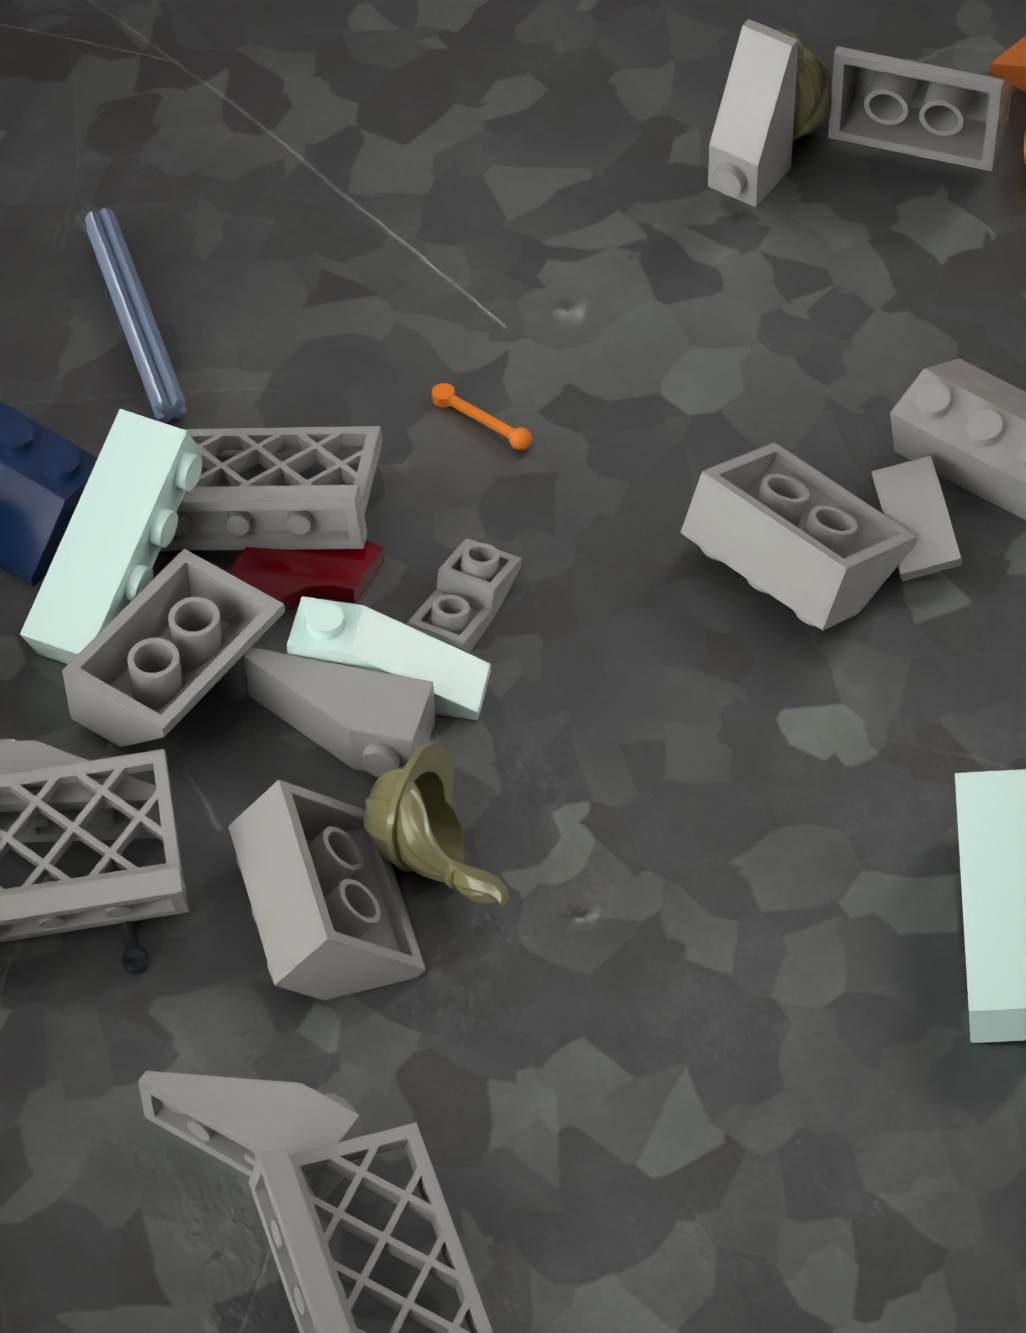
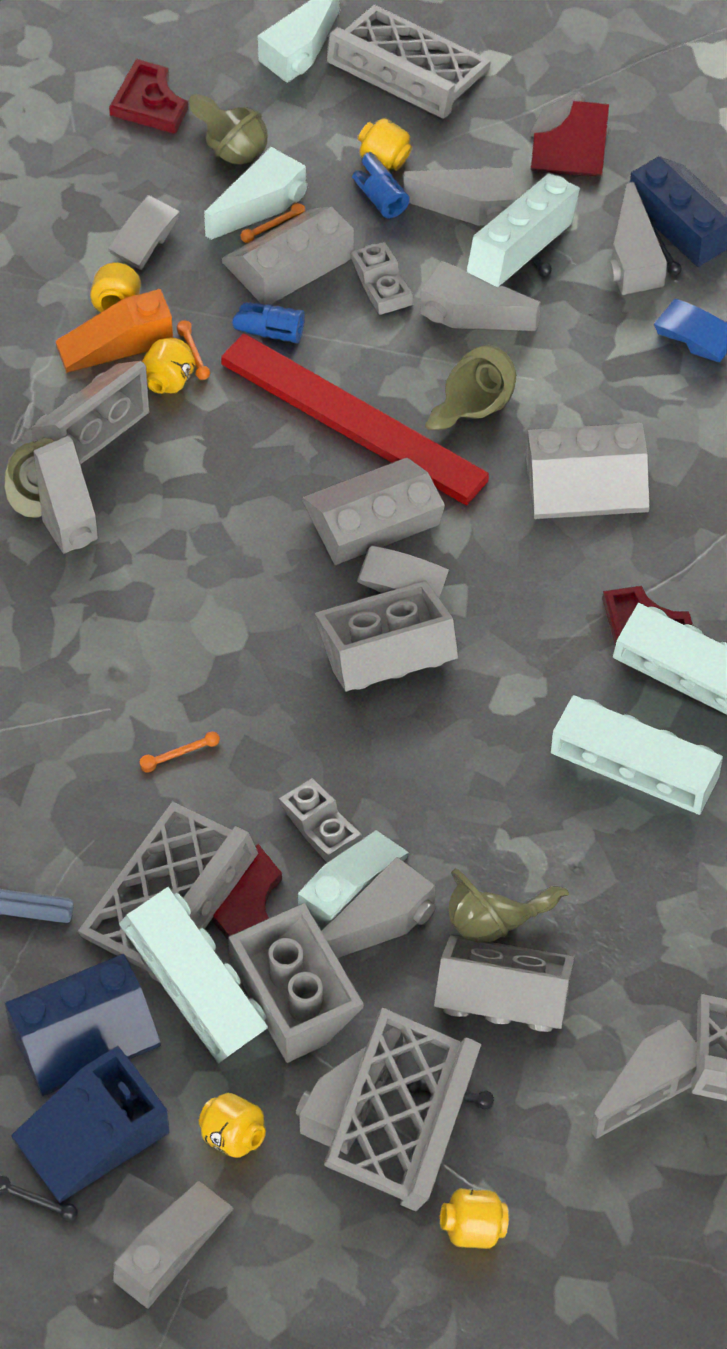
camera: 65 degrees left, 5 degrees up
(805, 901) = (636, 754): none -> light aqua brick

